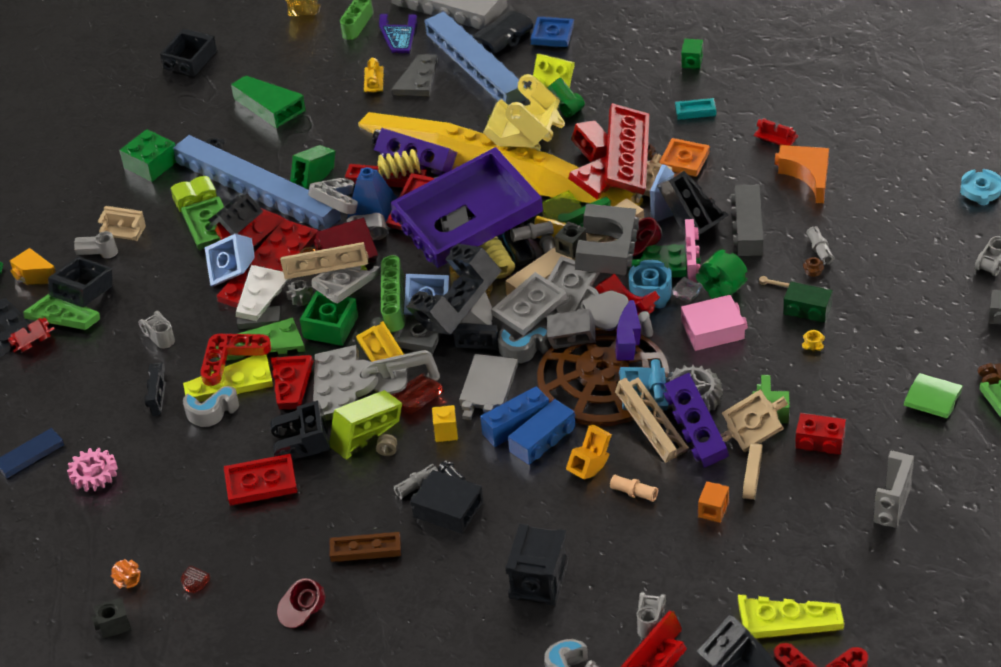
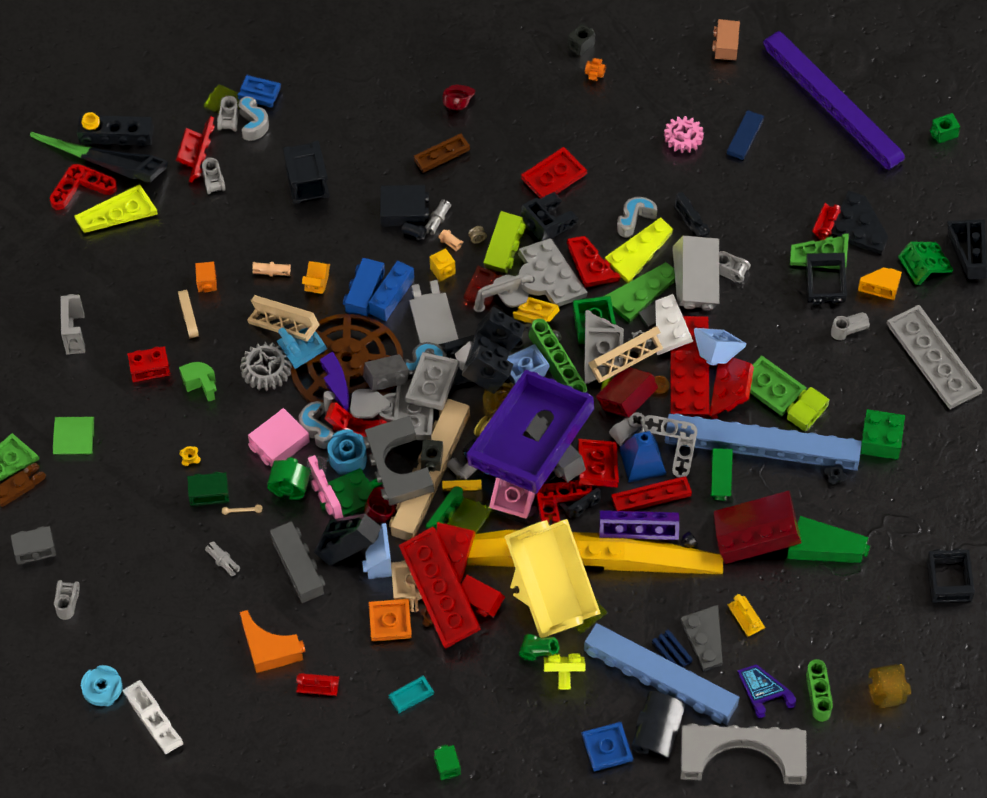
camera: 150 degrees right, 15 degrees up
(46, 201) = (934, 357): none -> light grey plate
(122, 222) = (847, 358): tan hinge -> none
(189, 326) = (696, 272): none -> light grey slope
(194, 579) = (548, 89): clear red tile -> none
(227, 347) = (656, 260): red beam -> none
(236, 214) = (743, 374): black bracket -> none
(316, 115) = (756, 527): none -> dark red slope
(398, 164) = (638, 489): light yellow piece -> none
(420, 454) = (446, 237): none -> light nougat pin
(451, 67) = (662, 638): none -> dark blue tile
(672, 323) = (309, 421): none -> light grey animal
(685, 389) = (245, 326): dark purple brick -> none
(753, 420) = (203, 347): tan plate -> none
(813, 266) = (220, 540): reddish brown plate -> none
(941, 151) = (152, 717): none -> white slope

